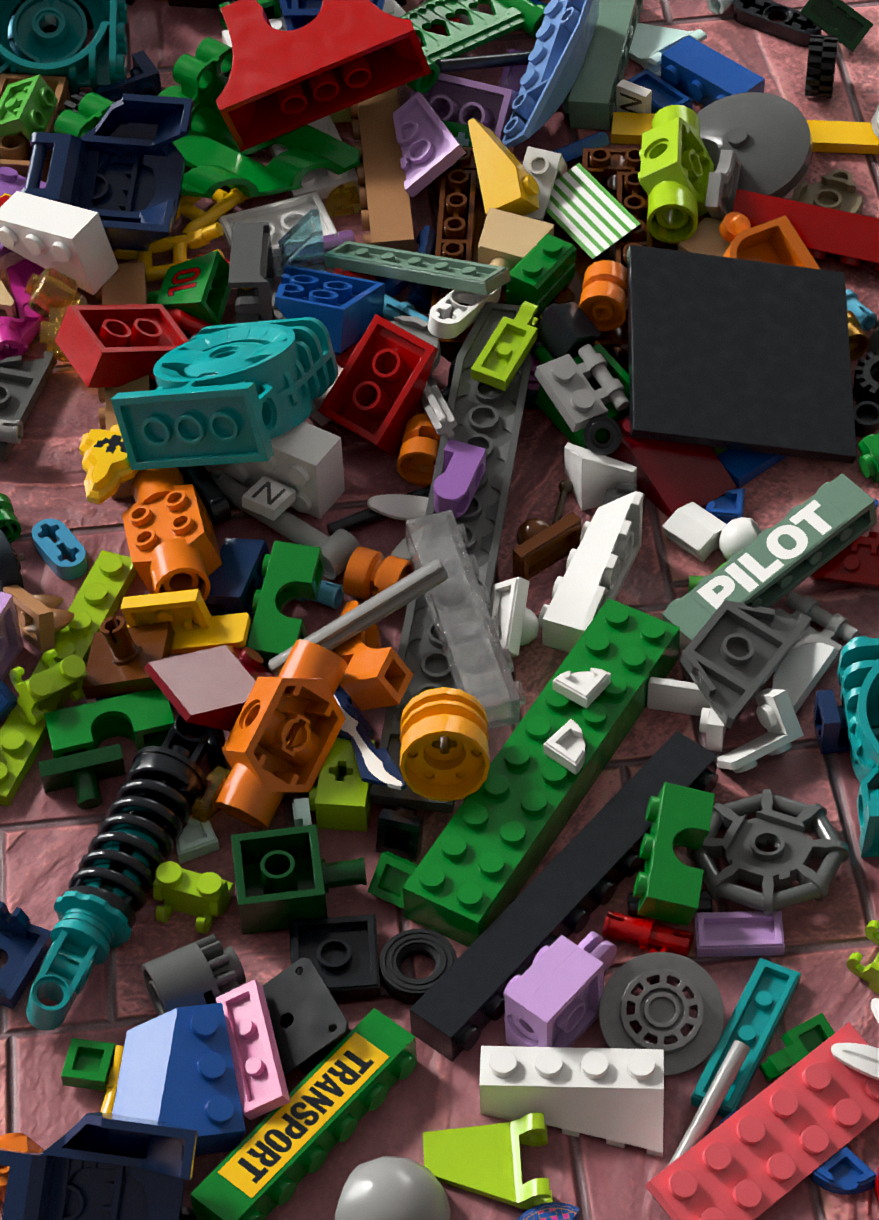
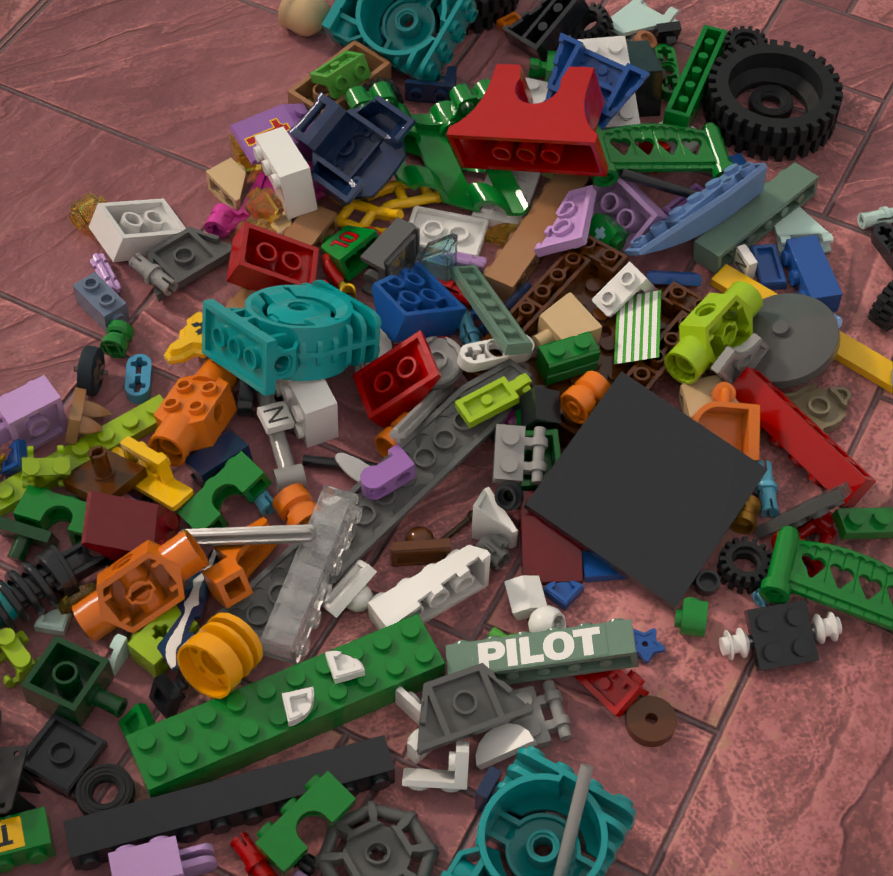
camera: 30 degrees right, 5 degrees up
(501, 176) = (597, 272): yellow slope -> none

